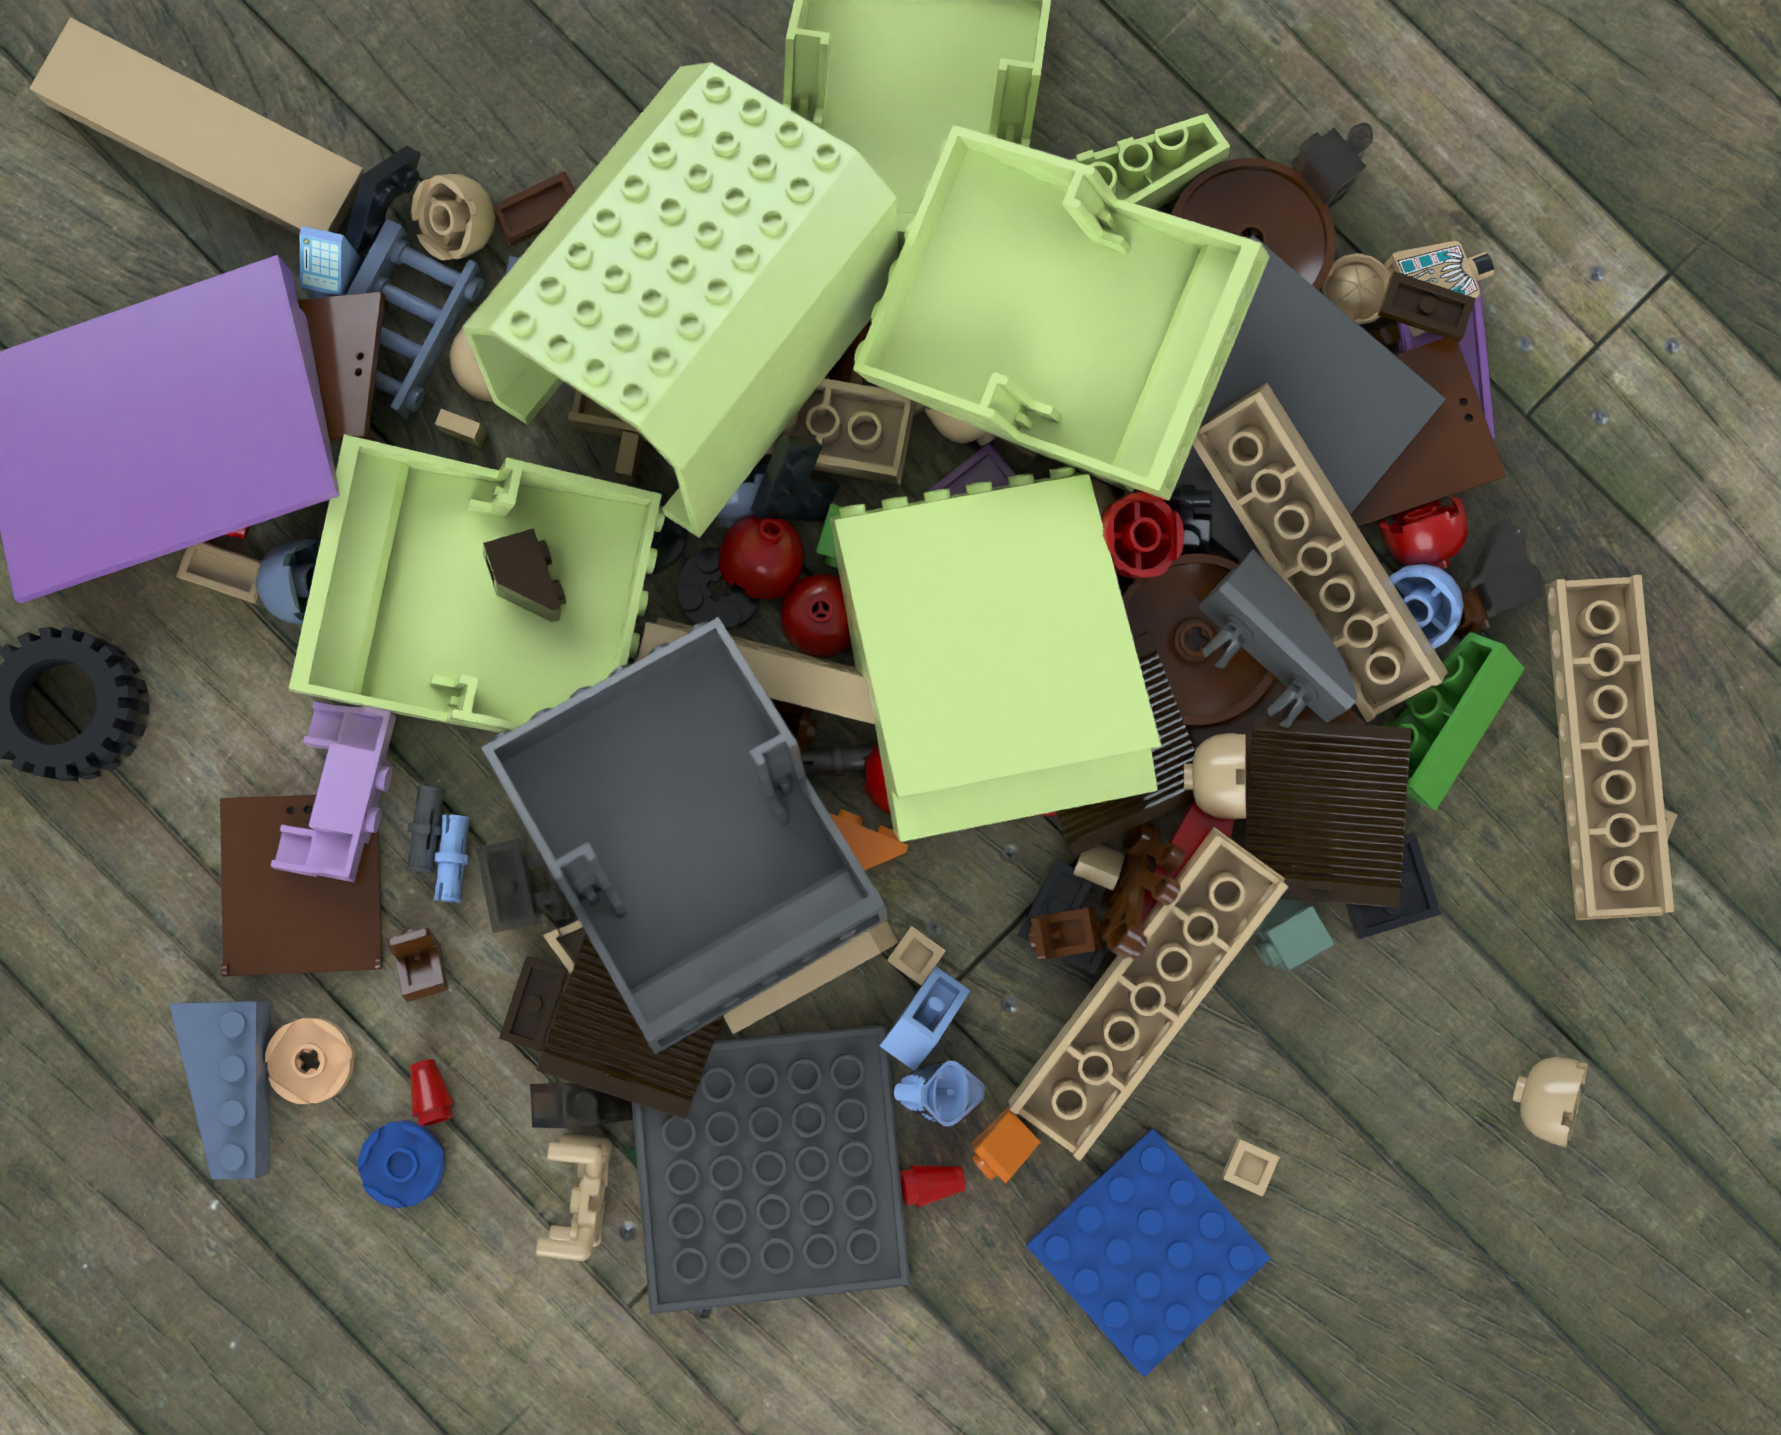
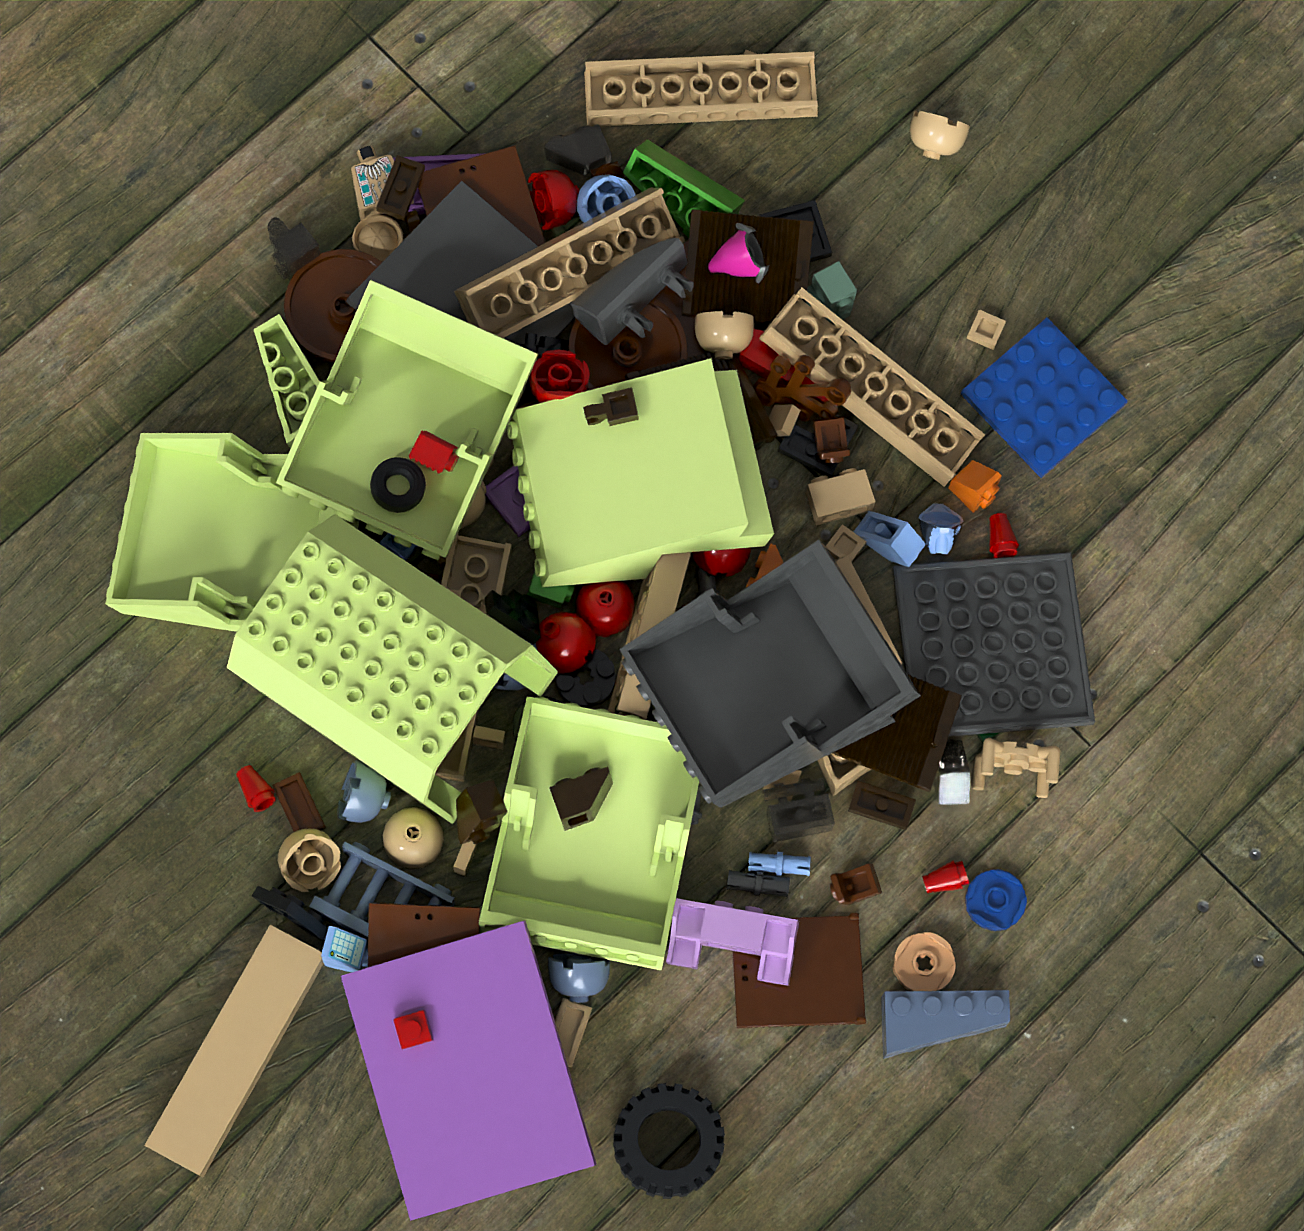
camera: 95 degrees left, 10 degrees down
(198, 351) = (413, 1029): none -> red plate
(500, 433) = (479, 812): none -> dark brown slope
(557, 148) = (256, 790): none -> red cone
(969, 277) = (402, 467): none -> black tyre
(987, 947) = (840, 496): none -> tan brick
(1006, 345) = (434, 452): none -> red brick
(1081, 609) = (617, 408): none -> dark brown plate
(1337, 799) = (740, 255): none -> dark pink hat

